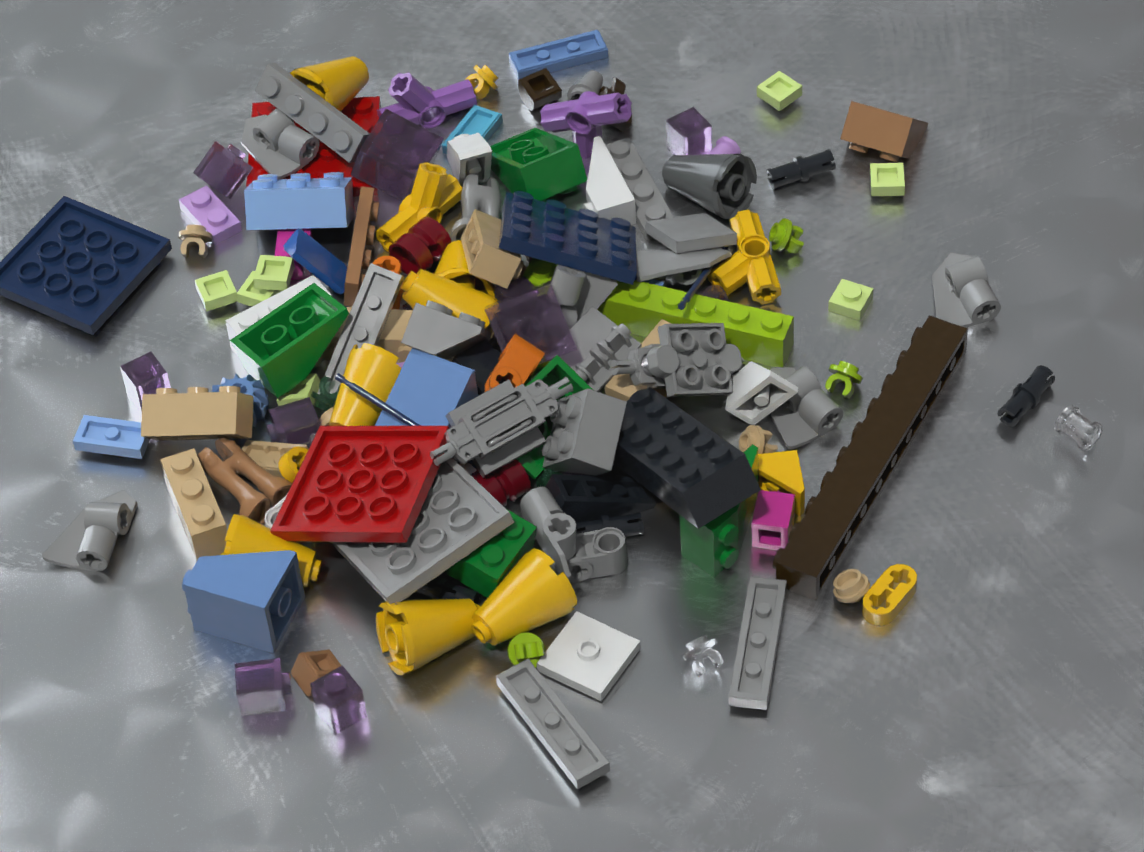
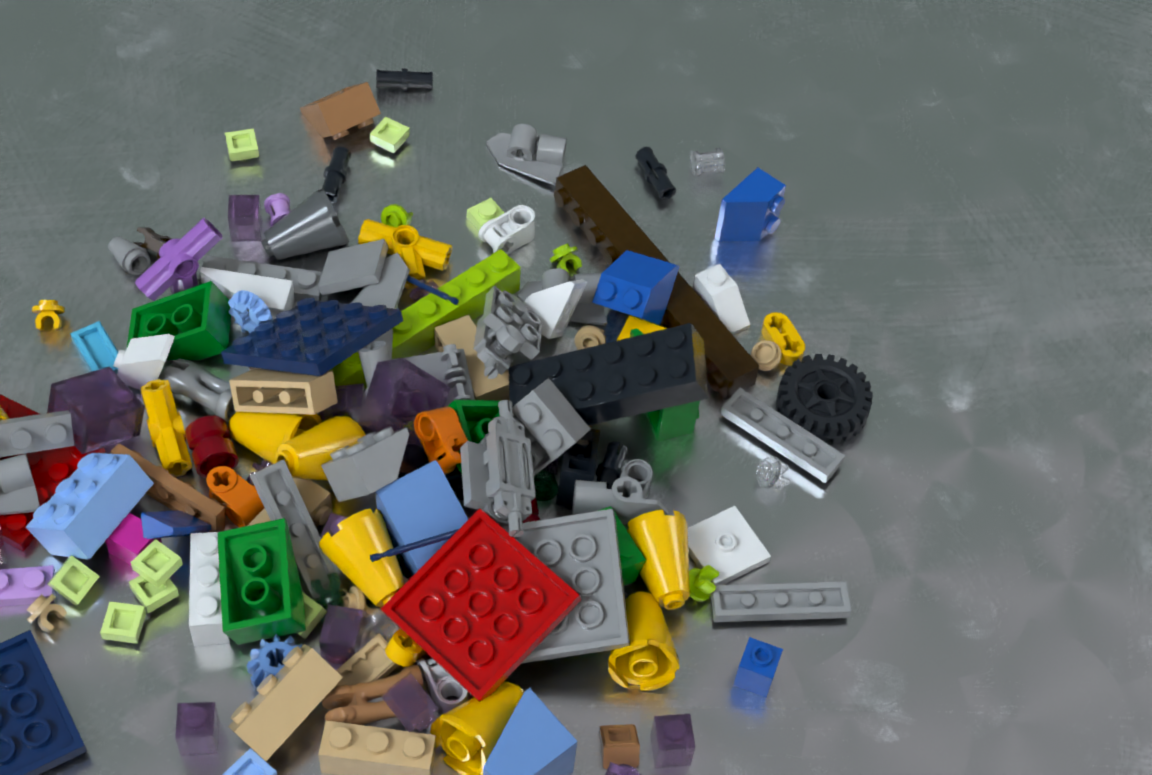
camera: 70 degrees left, 5 degrees up
(232, 240) = (73, 580): none -> yellowish green plate
(239, 487) = (411, 703): none -> clear purple brick
(425, 105) = (42, 364): medium lavender piece -> none
(460, 731) = (757, 667): none -> blue brick
(538, 89) = (98, 283): dark brown brick -> none
(559, 54) = (63, 254): medium blue tile -> none
(576, 189) = (257, 314): none -> light blue gear
(829, 436) = (637, 286): none -> blue slope
(831, 657) = (825, 397): none -> black wheel
(842, 321) = (510, 229): none -> white piece
(888, 519) = (722, 297): none -> white slope
(971, 153) = (404, 79): none -> black pin
(1025, 481) = (751, 209): none -> blue slope

